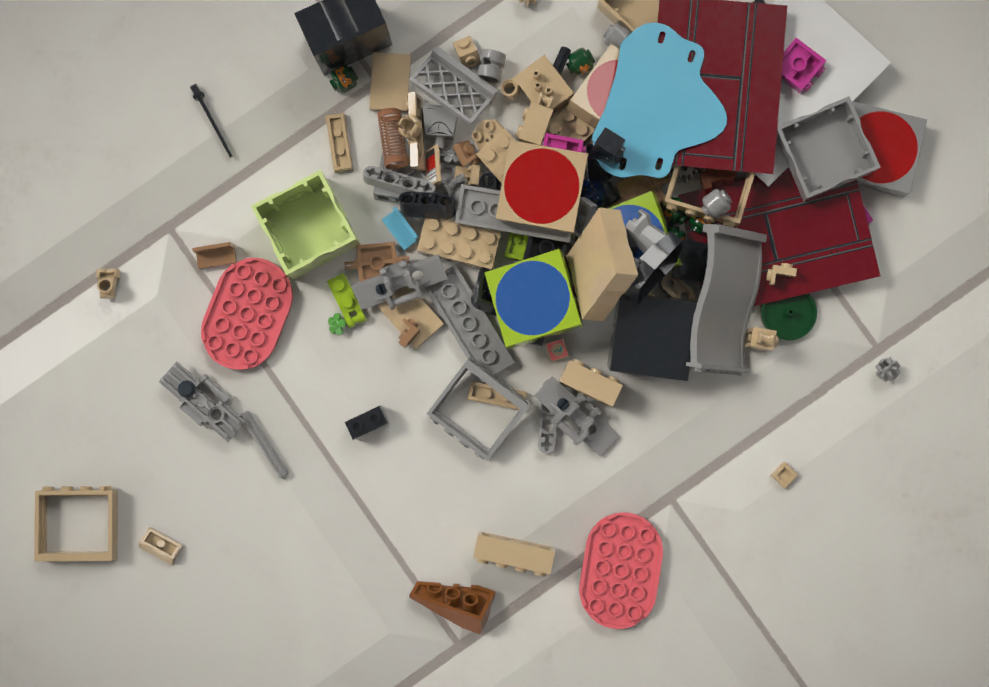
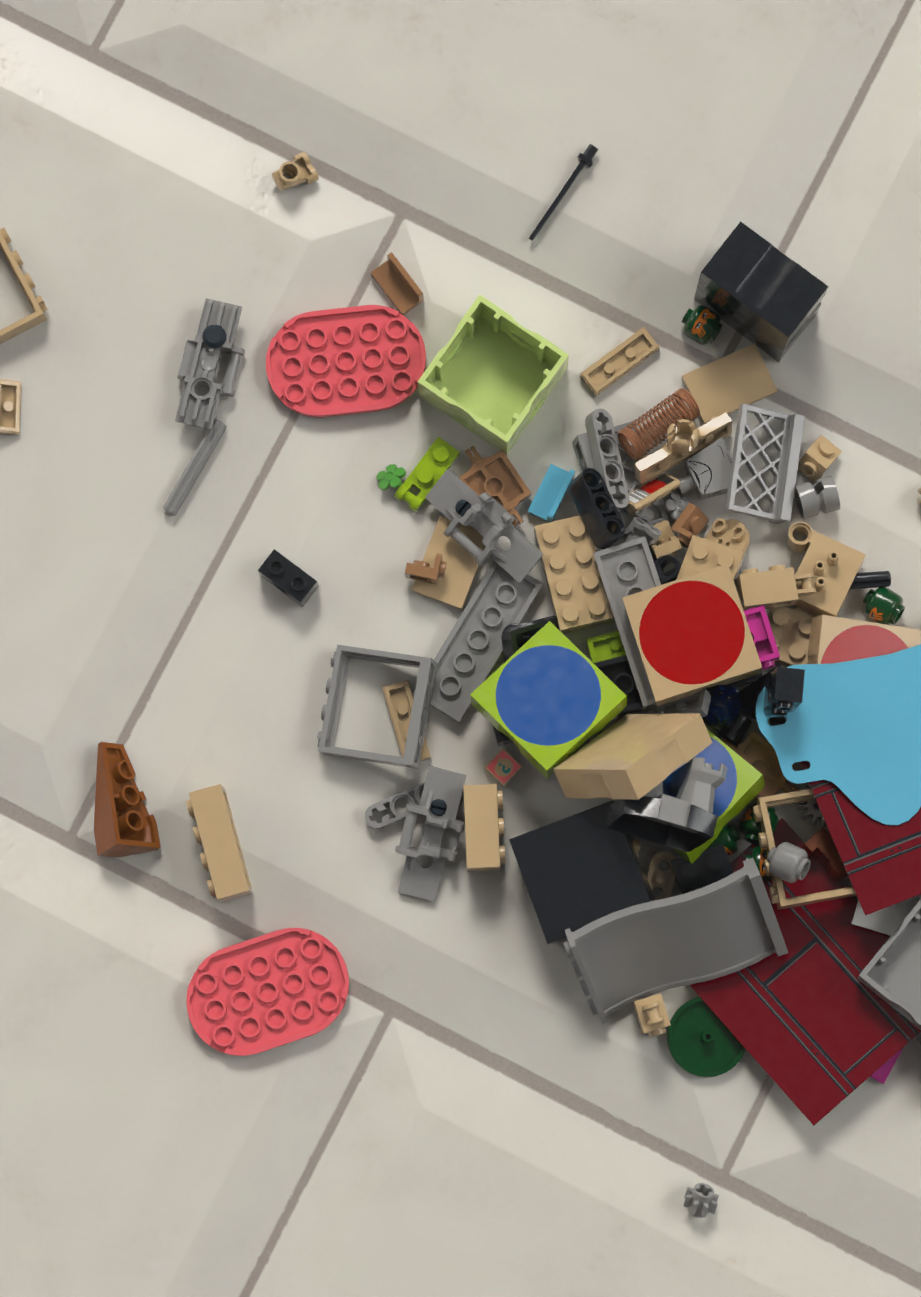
camera: 60 degrees right, 5 degrees down
(783, 270) = (756, 998): tan bracket -> none
(784, 475) = (496, 1138): tan tile -> none

